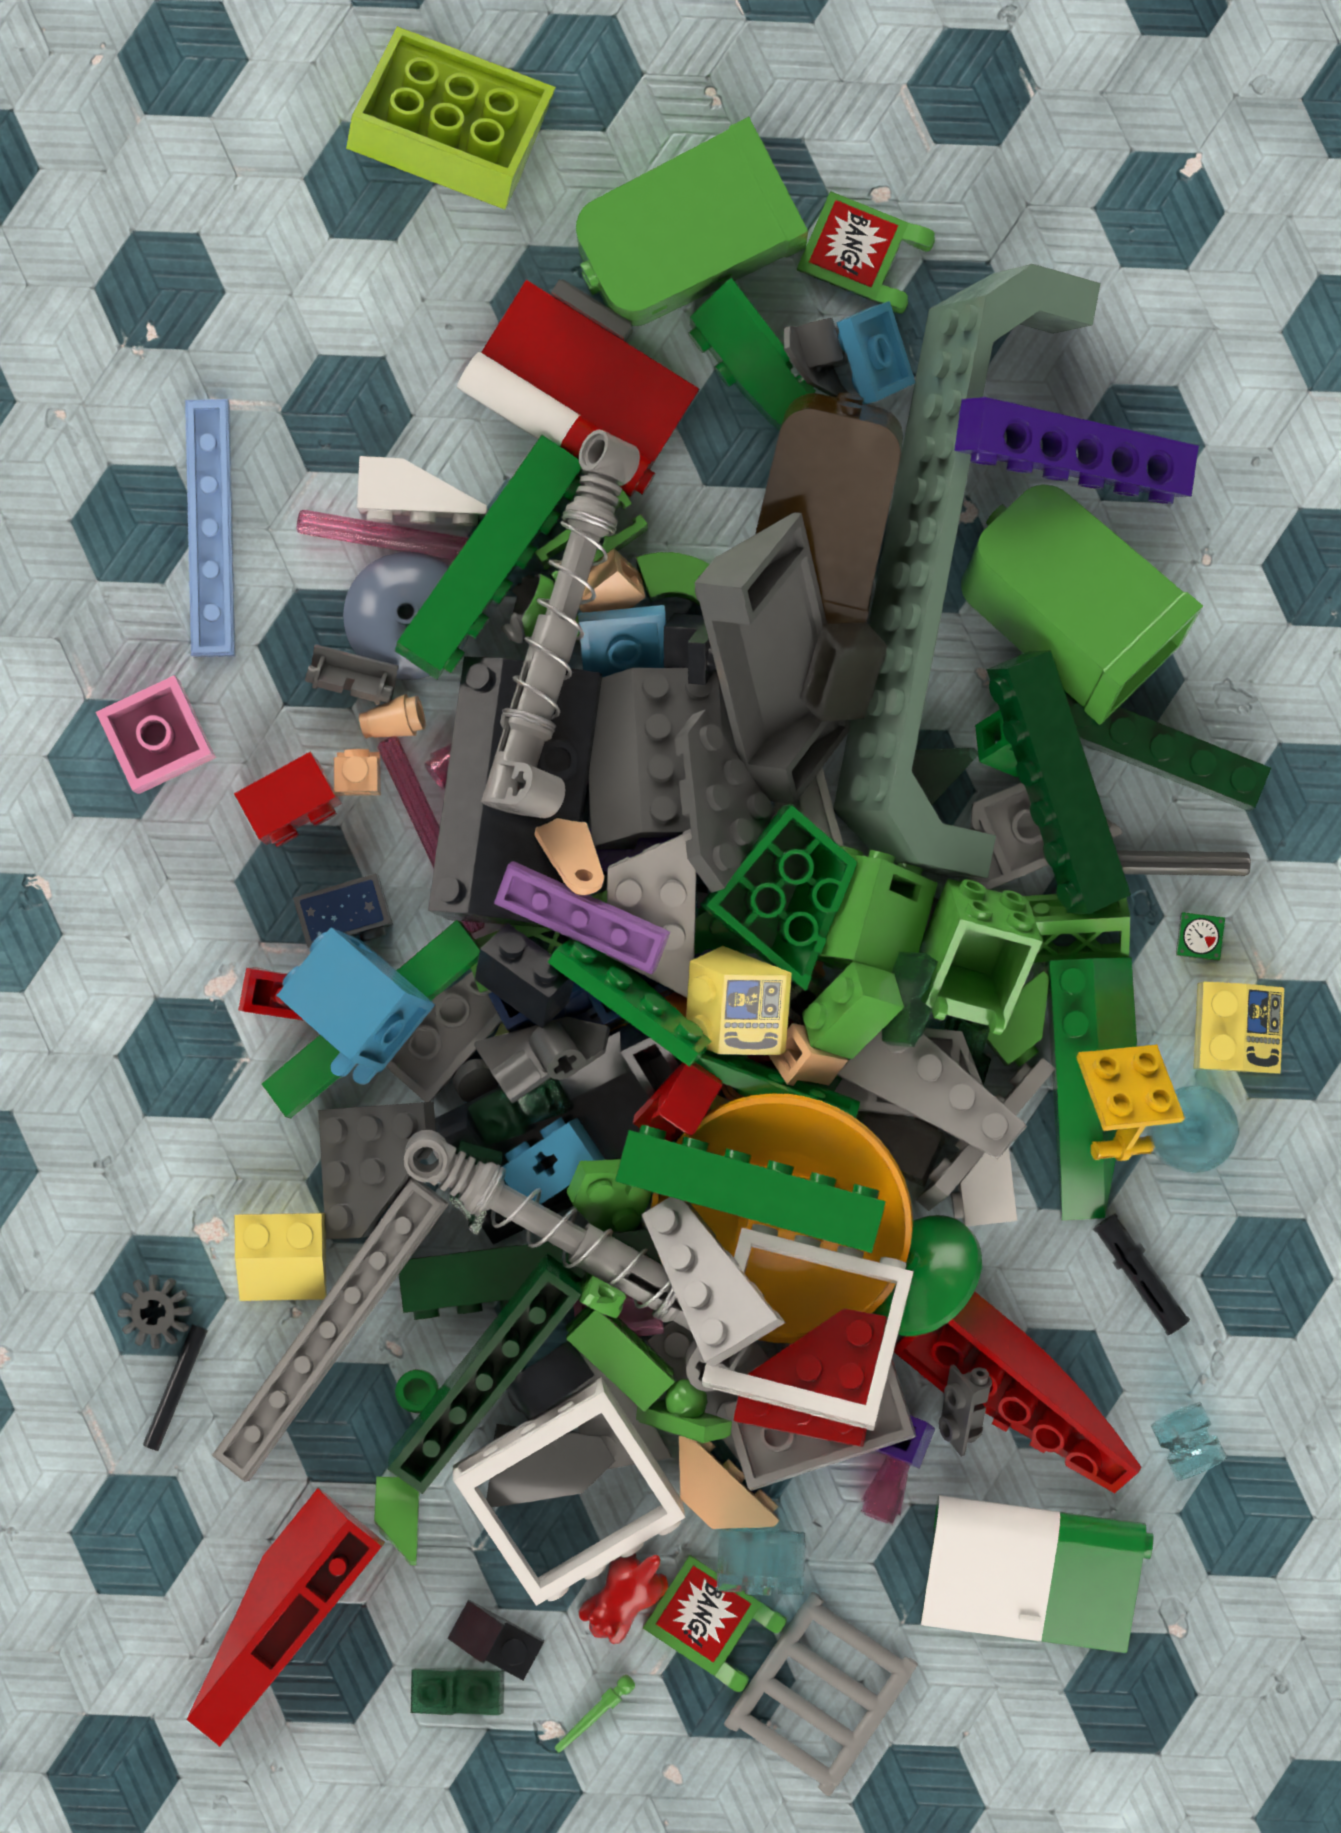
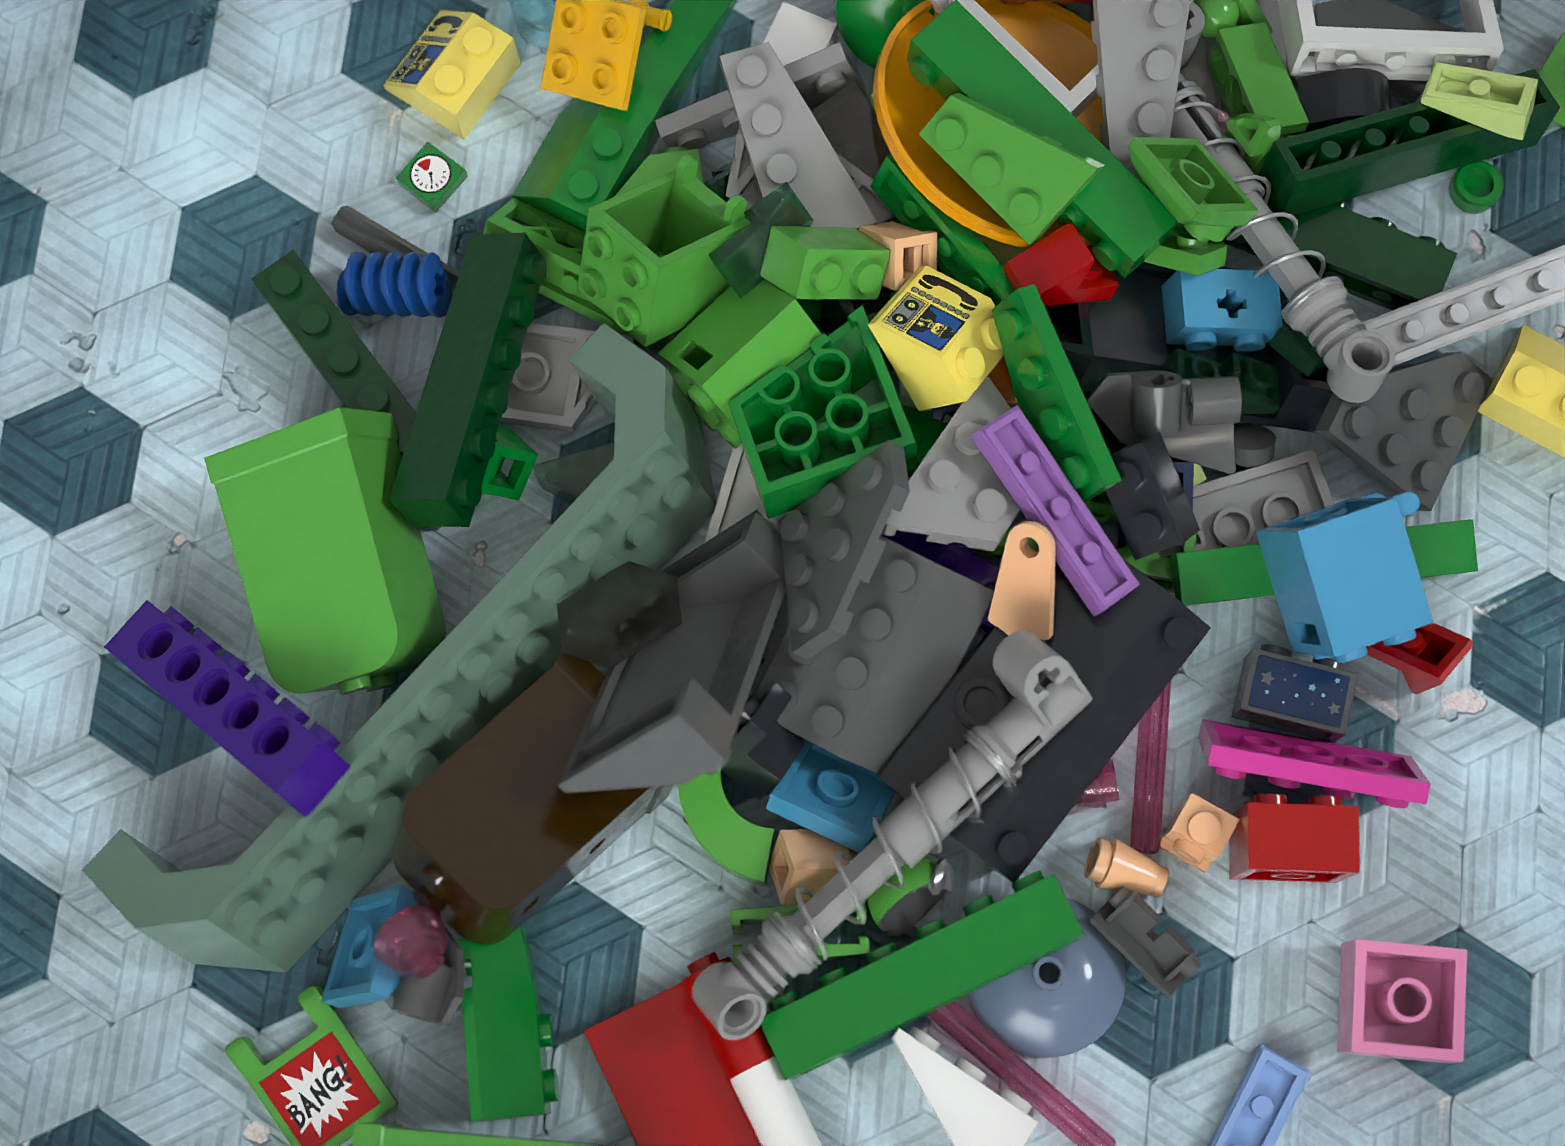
camera: 145 degrees left, 10 degrees down
(306, 864) = (1297, 759): none -> dark pink plate
(449, 1432) = (1482, 97): none -> yellowish green slope
(621, 1216) = (1191, 186): none -> bright green slope
(756, 1146) = (1011, 168): none -> bright green wing
(841, 365) = (412, 941): none -> clear pink cone
(1166, 828) = (394, 285): none -> blue piece

